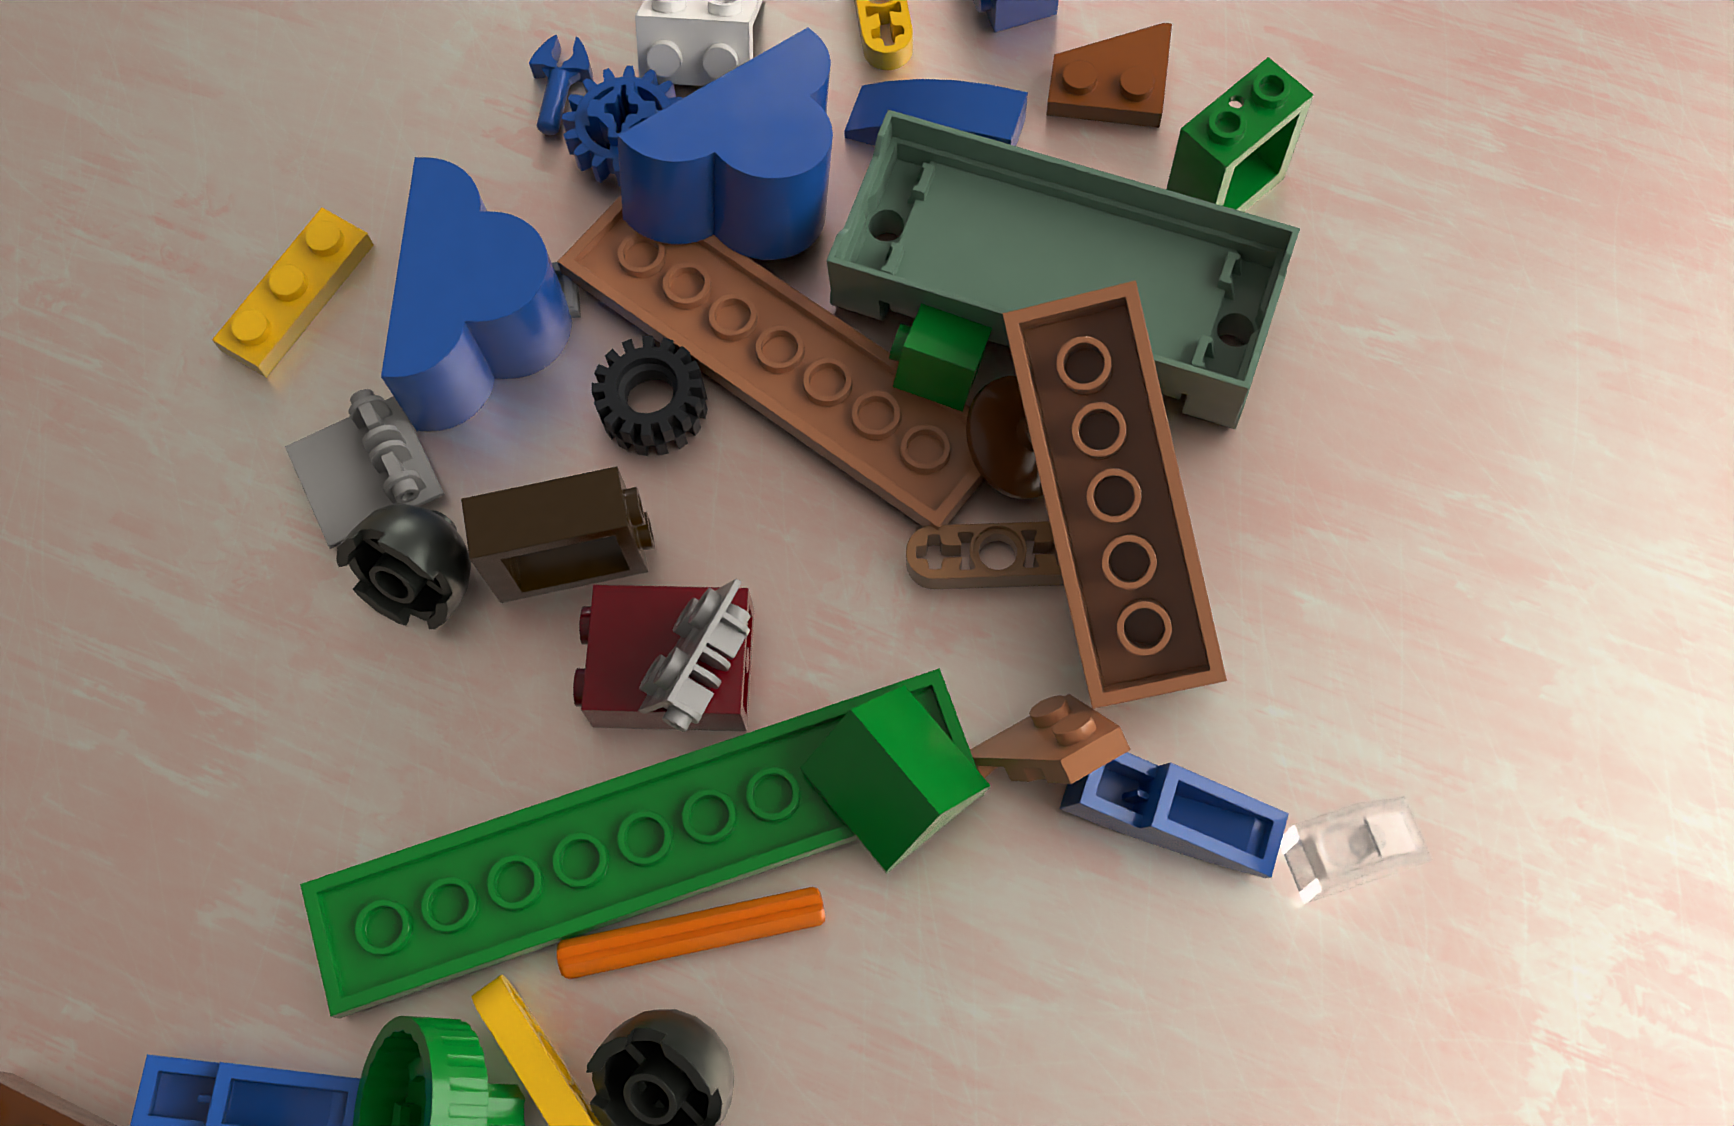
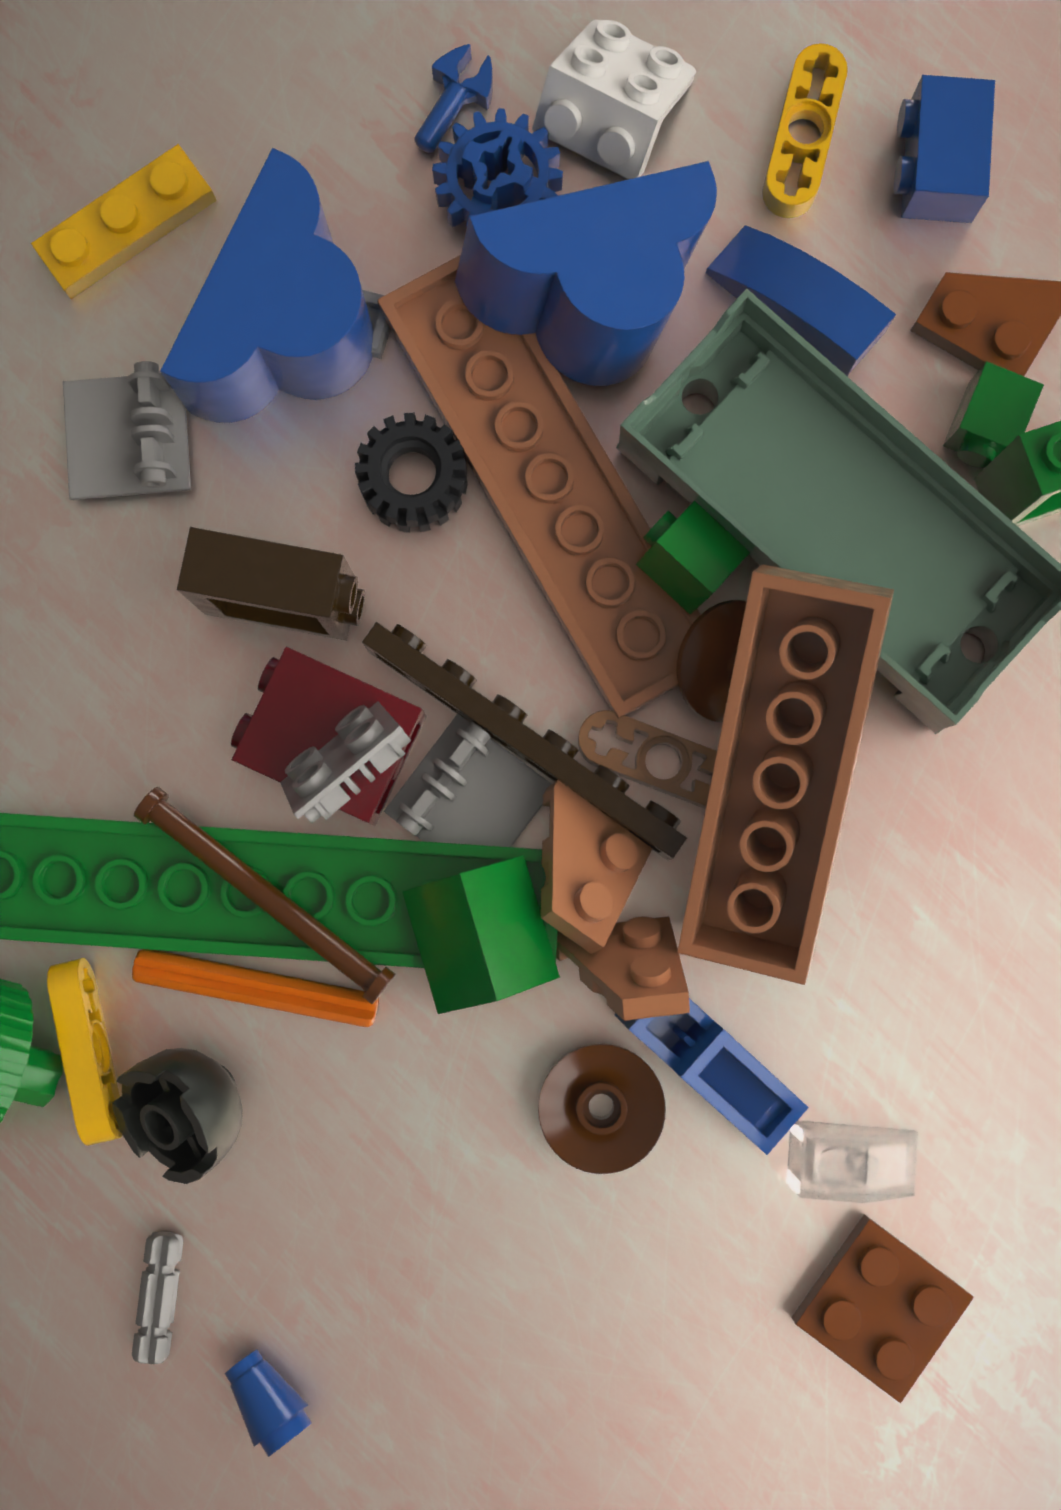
camera: 20 degrees right, 15 degrees up
(408, 563) = (132, 549): pearl dark grey cylinder -> none
(756, 852) = (262, 893): none -> reddish brown bar
(824, 654) = (468, 791): none -> light grey hinge
(882, 590) = (504, 723): none -> dark brown plate
(970, 671) = (587, 868): none -> nougat wing
(1111, 873) = (609, 1141): none -> reddish brown dish
(1149, 140) = (991, 414): none -> green brick
(1458, 984) = (882, 1308): none -> dark orange plate

